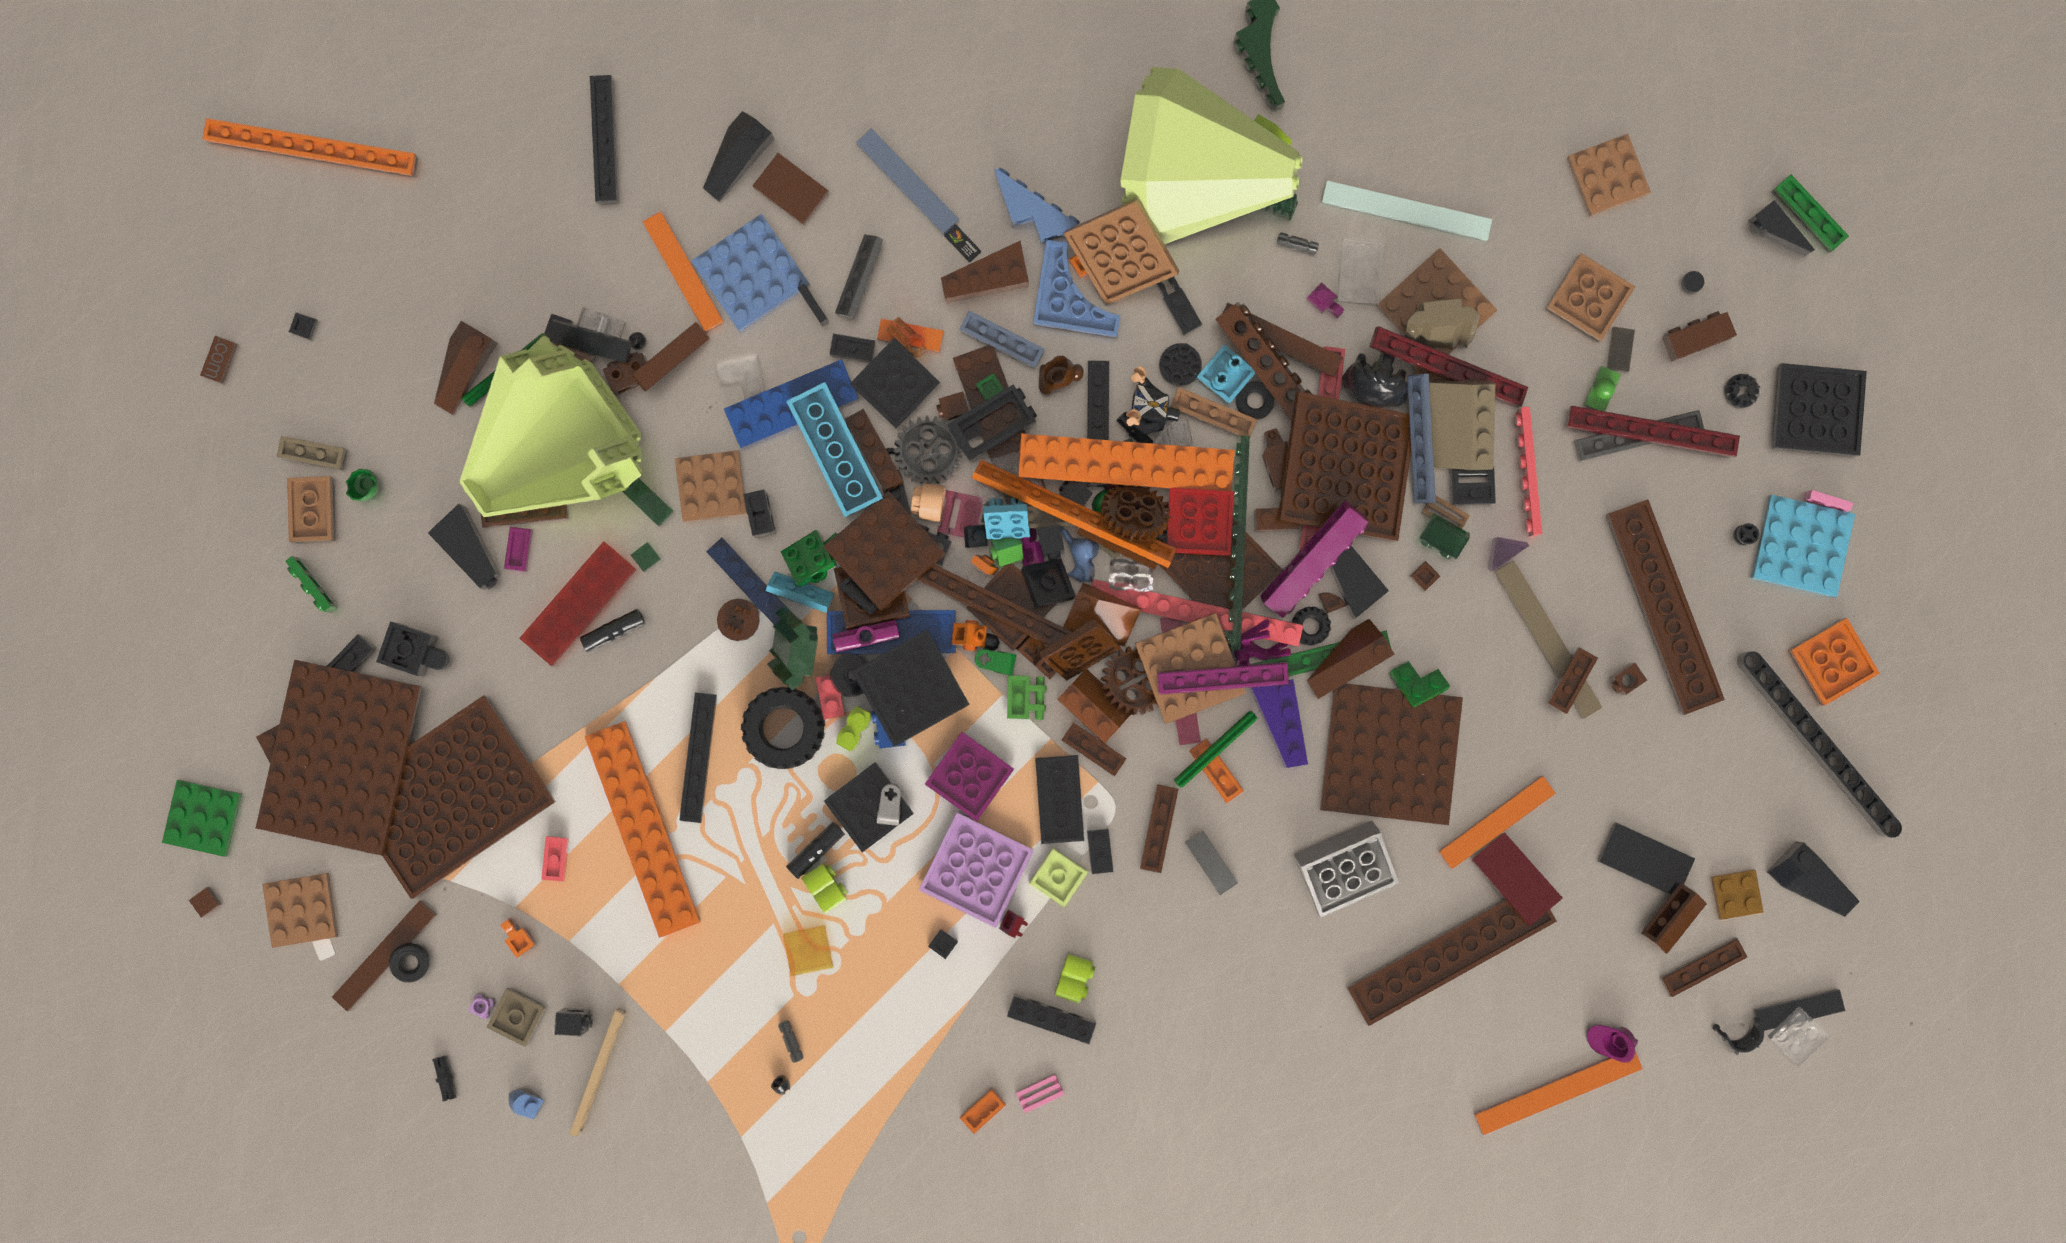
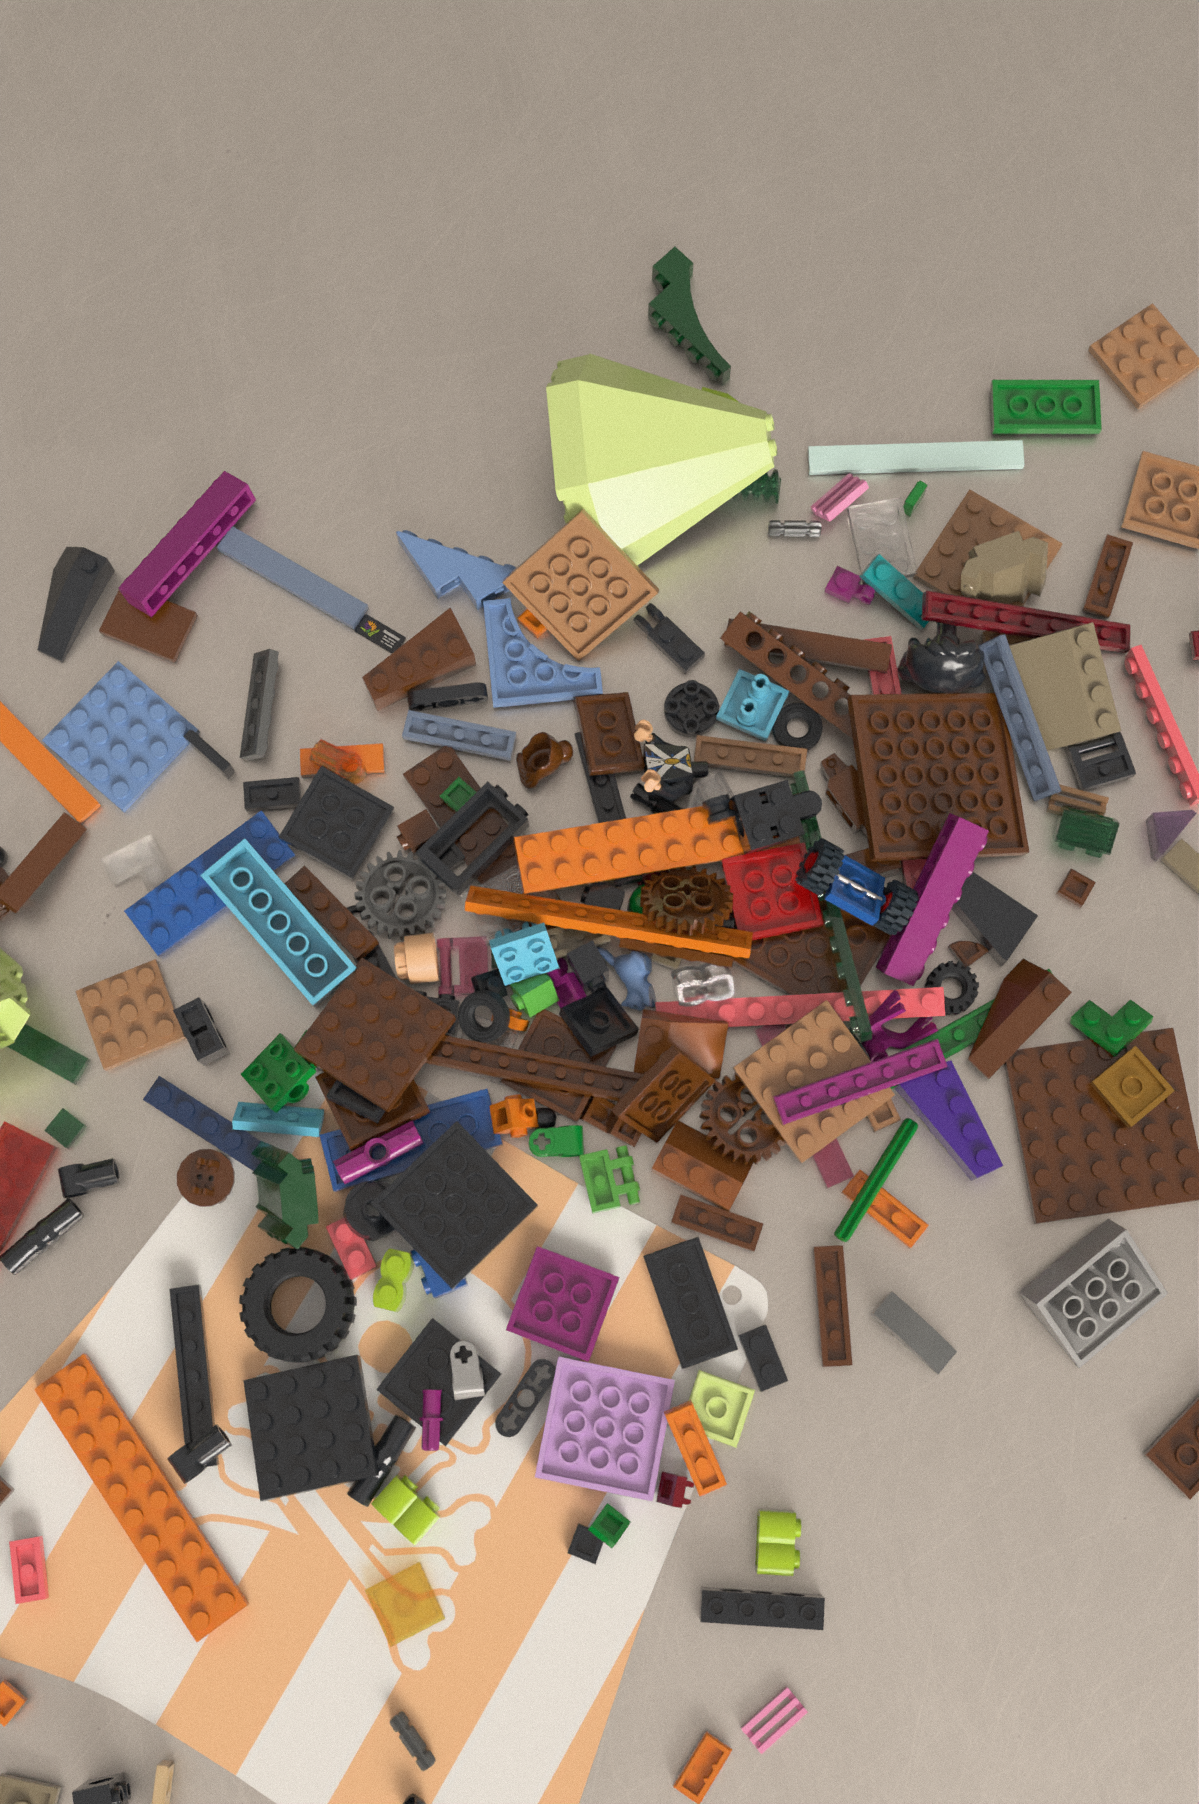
camera: 15 degrees left, 10 degrees down
(654, 597) = (80, 1178): none -> black piece
(687, 813) = (193, 1457): none -> black piece
(771, 815) = (310, 1428): none -> black plate
(834, 135) = (187, 543): none -> magenta brick
(856, 832) = (431, 1420): none -> magenta axle
(918, 849) = (506, 1412): none -> black beam
(962, 936) = (609, 1525): none -> green tile
(976, 551) = (500, 1013): none -> black tyre
(1000, 307) = (447, 696): none -> black beam
(1035, 900) = (695, 1448): none -> orange tile
(1112, 368) = (608, 733): none -> reddish brown tile
(1176, 452) = (718, 809): none -> black wheel
(1215, 466) = (770, 813): none -> black brick
(1234, 705) = (883, 1116): none -> medium nougat tile
(1260, 537) = (856, 887): none -> plate
(1338, 228) = (839, 497): none -> bright pink tile
(1358, 312) = (895, 589): none -> teal plate
(1395, 244) = (914, 498): none -> green tile
(1418, 732) = (1132, 1087): none -> pearl gold plate
(1518, 196) = (1045, 407): none -> green plate
(1523, 344) = (1107, 576): none -> reddish brown plate

